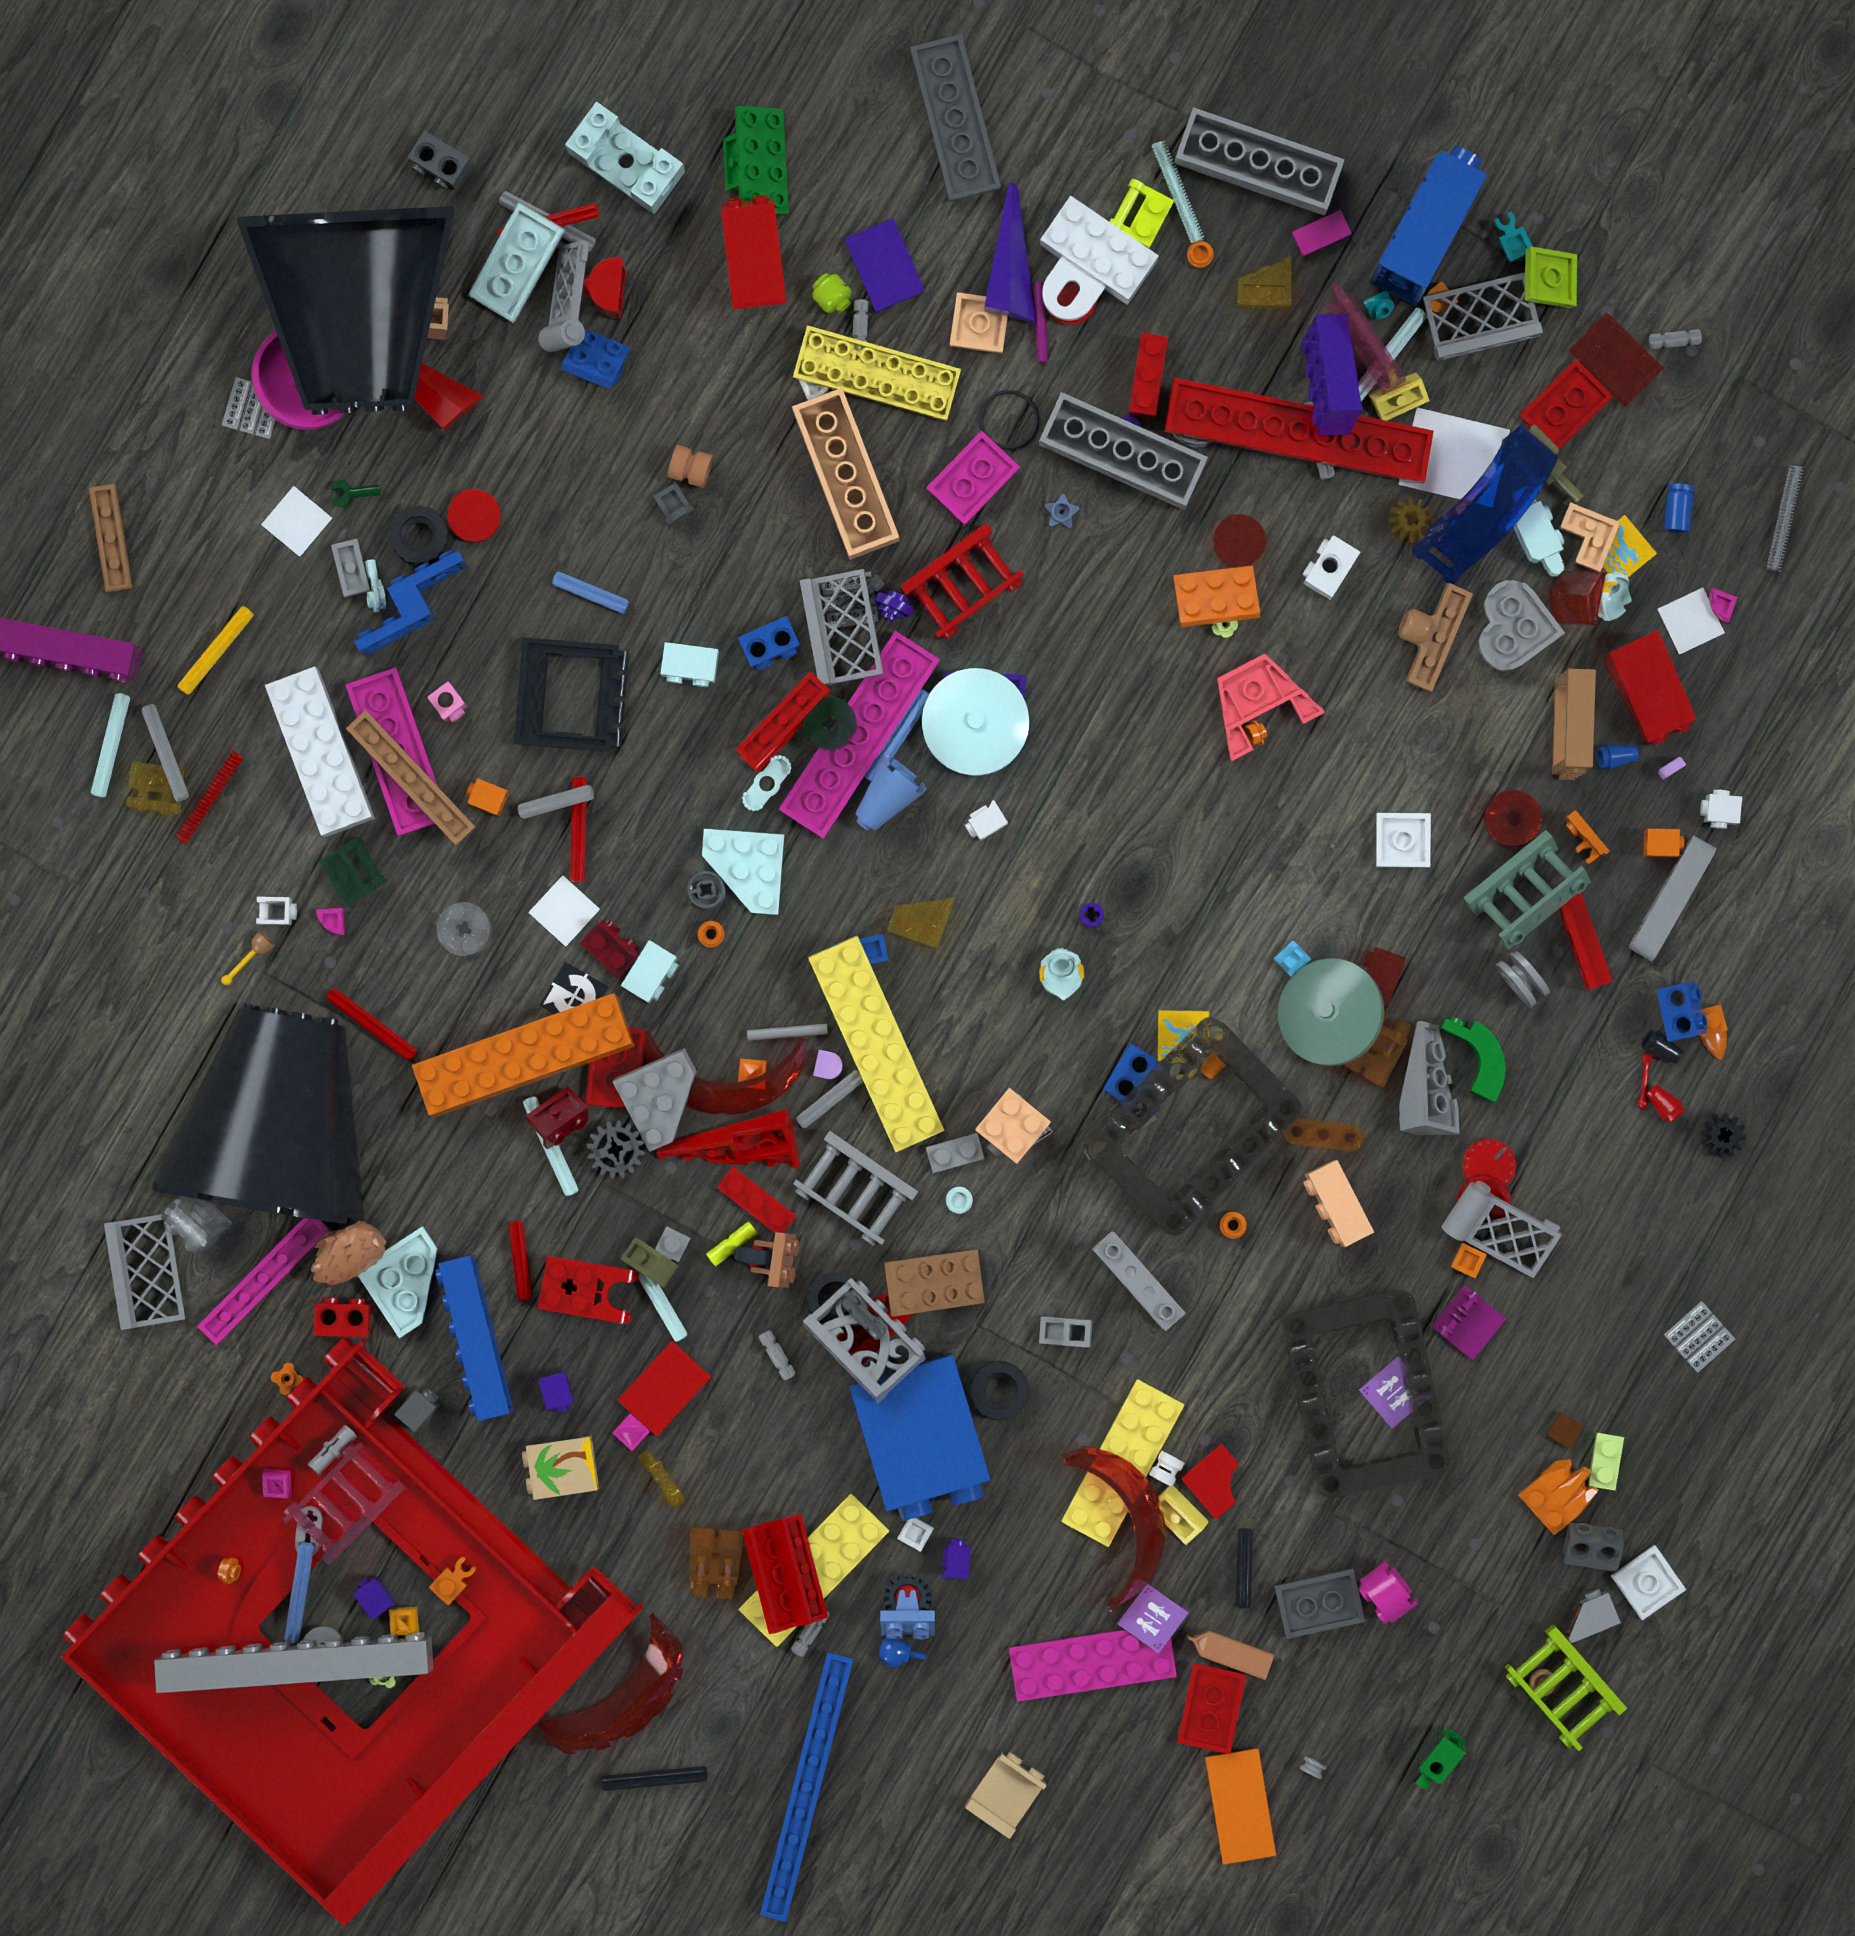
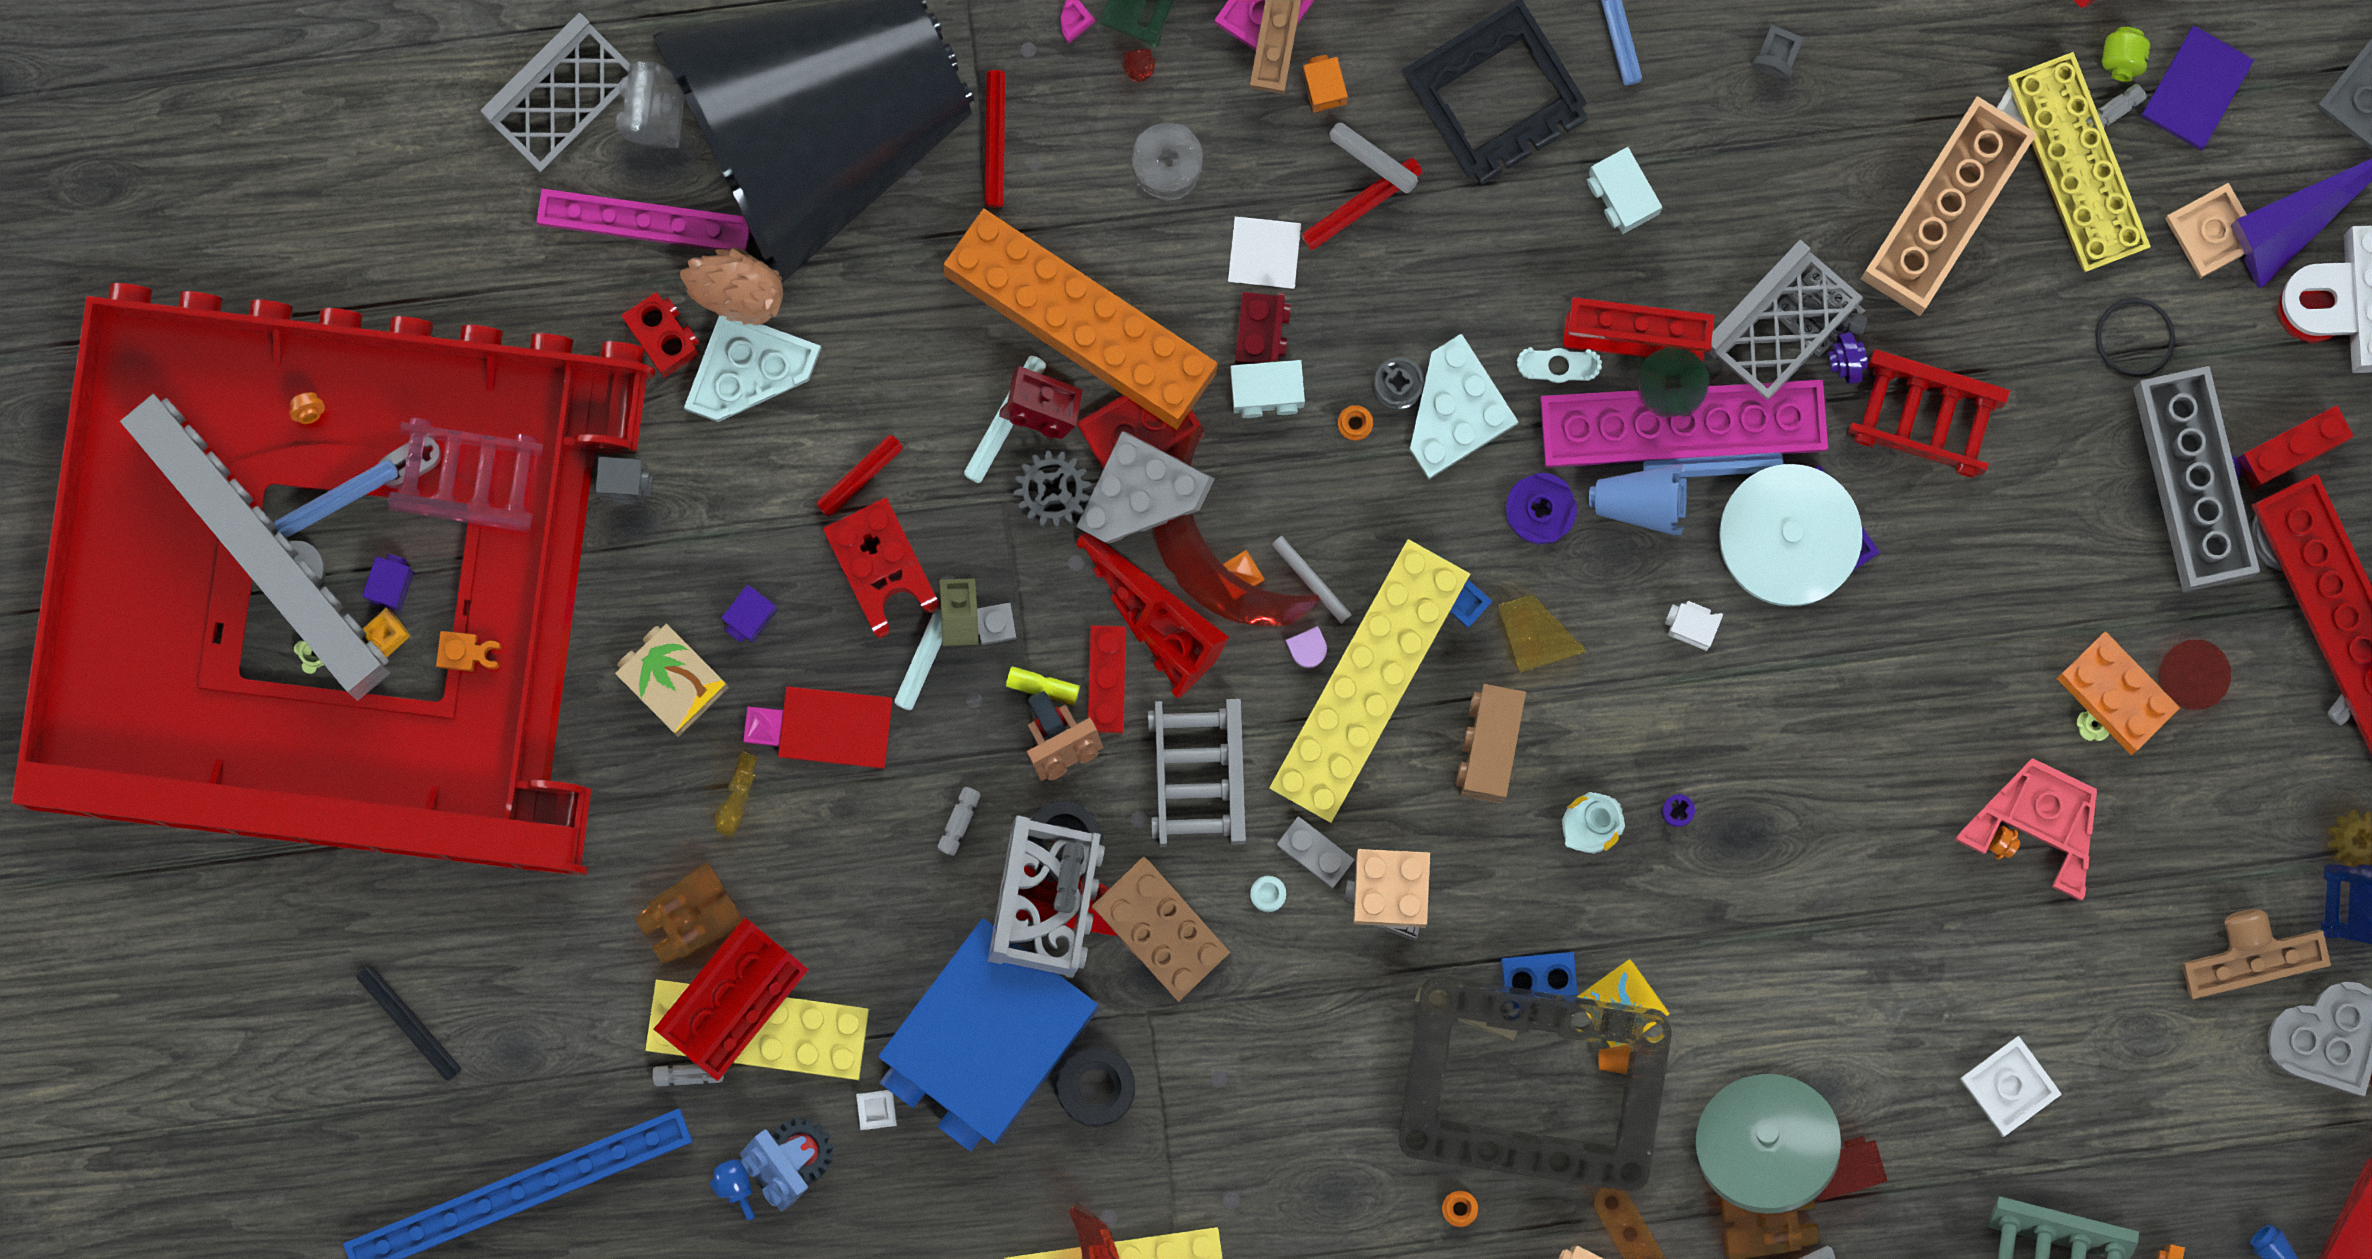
camera: 50 degrees right, 5 degrees down
(276, 1483) = (435, 391): dark pink tile -> none
(279, 1378) = (551, 313): orange plate -> none
(332, 1450) = (513, 423): light grey pin -> none
(390, 901) = (1139, 64): none -> clear red plate
(475, 1338) = (743, 485): blue brick -> none
(572, 989) = (1188, 318): sticker -> none
(630, 1706) = (467, 940): clear red windscreen -> none
(690, 466) = (1832, 41): nougat wheel -> none
(766, 636) = (1713, 250): blue brick -> none
(829, 1099) = (1273, 676): light grey axle -> none
(832, 856) = (1533, 490): none -> dark purple plate
(956, 1559) = (880, 1174): dark purple window -> none
(968, 999) = (1490, 743): none -> medium nougat brick
(973, 478) = (2046, 344): dark pink plate -> none
(1040, 321) = (2261, 296): magenta bar -> none
(1056, 517) = (2079, 454): sand blue plate -> none
(1065, 1331) = (1212, 1111): light grey brick -> none
(1138, 1281) = (1325, 1147): light grey fence -> none
(1292, 958) = (1793, 1060): medium azure tile -> none
(1342, 555) = (2222, 801): white brick -> none
(1529, 814) = (2145, 1181): clear red wheel -> none
(1573, 723) = (2278, 1173): medium nougat window -> none

